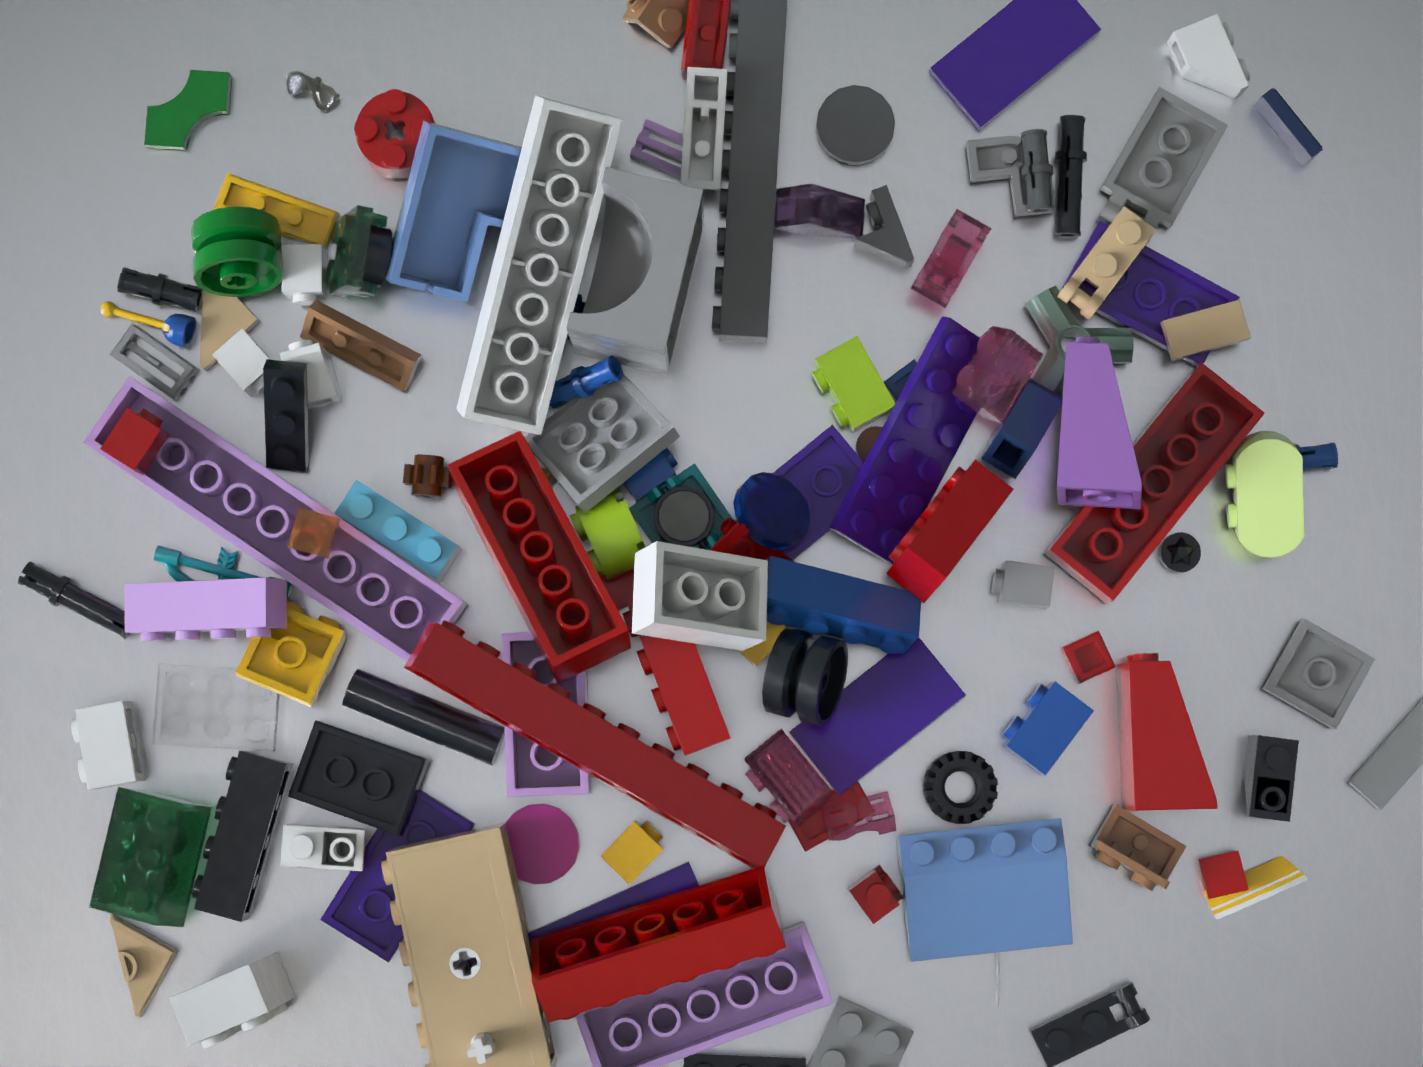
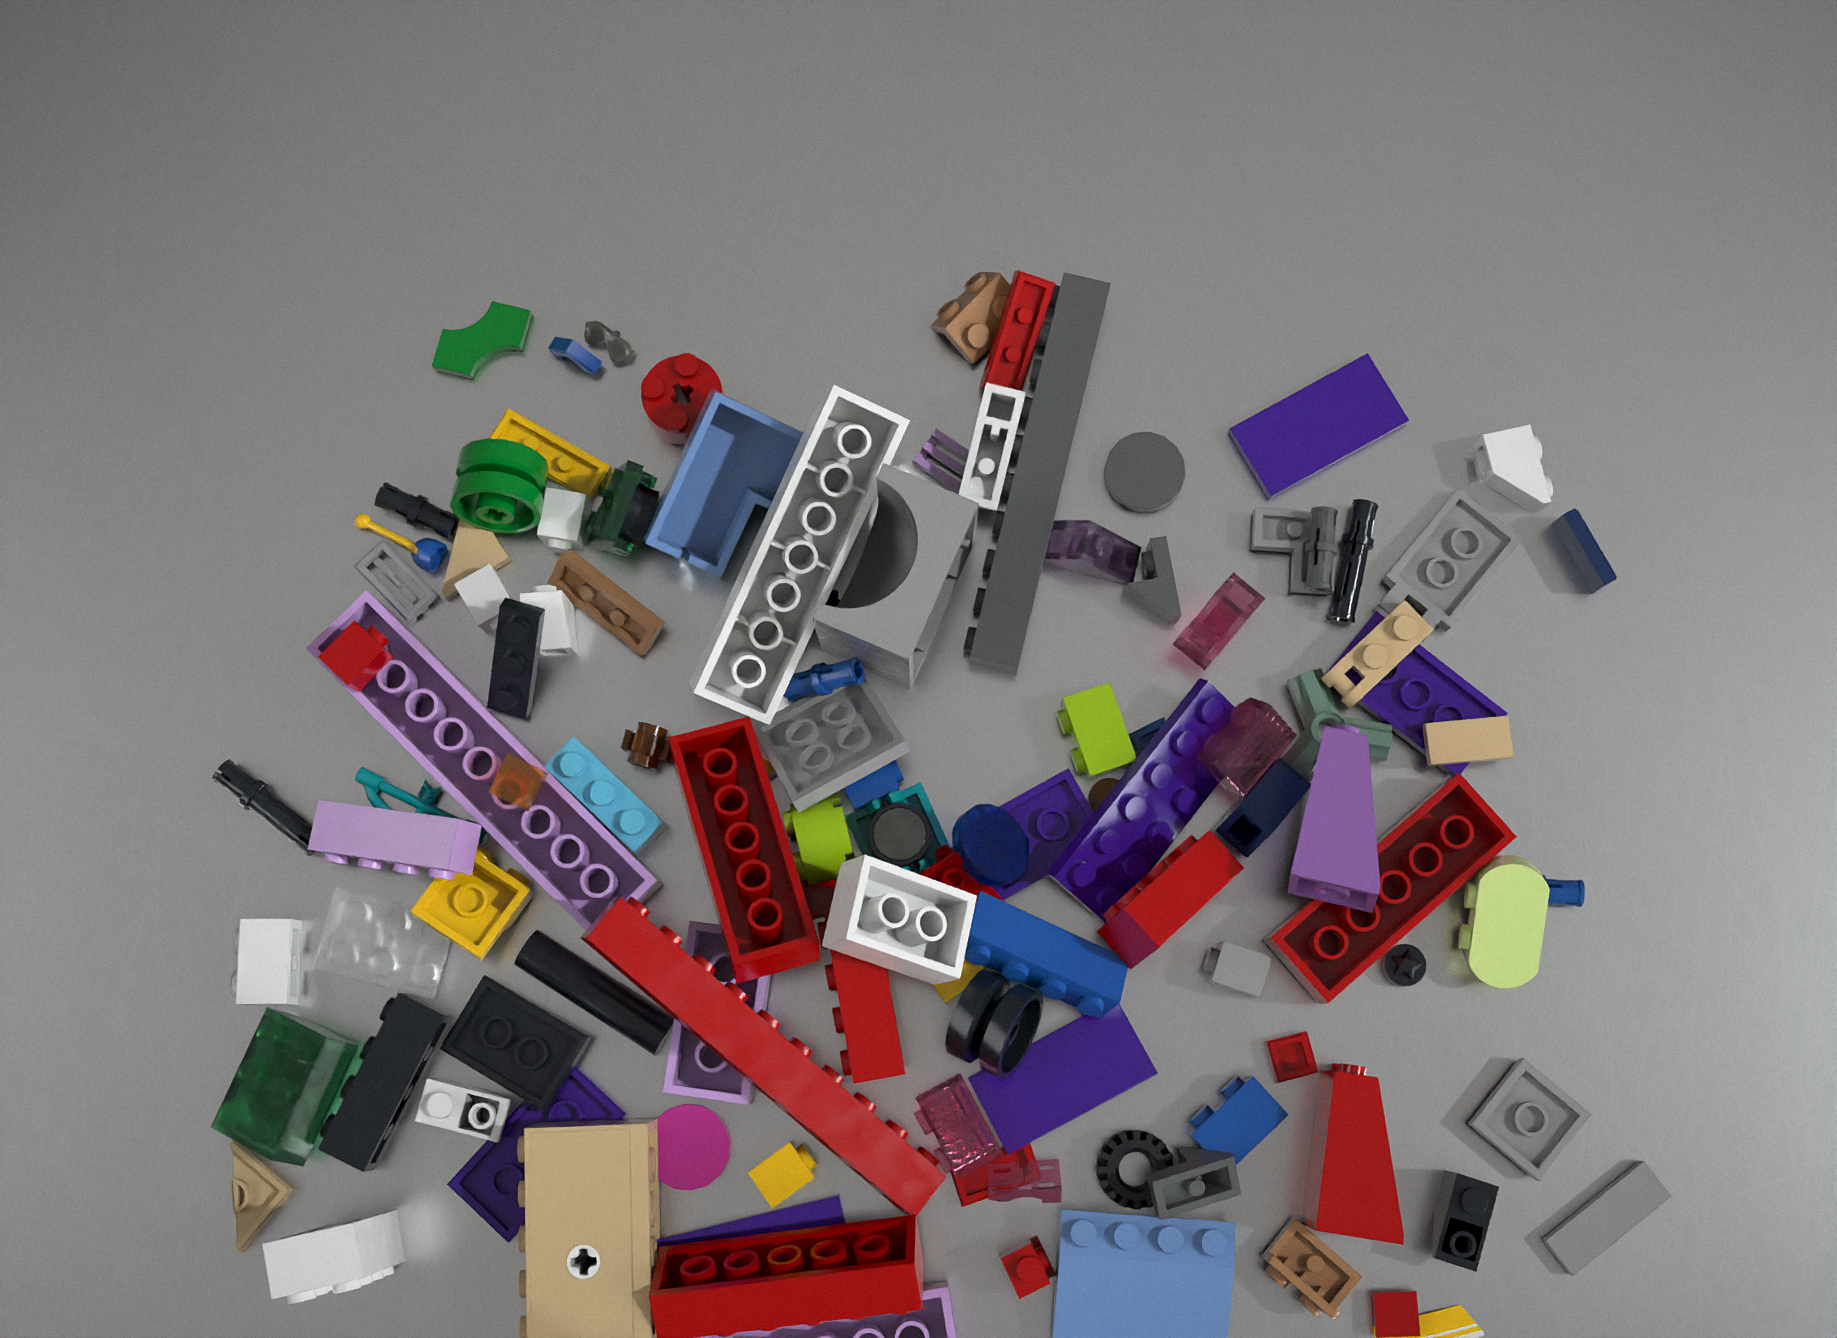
camera: 10 degrees right, 5 degrees down
(275, 103) = (569, 348): none -> blue tile
(1017, 788) = (1194, 1183): none -> dark grey slope

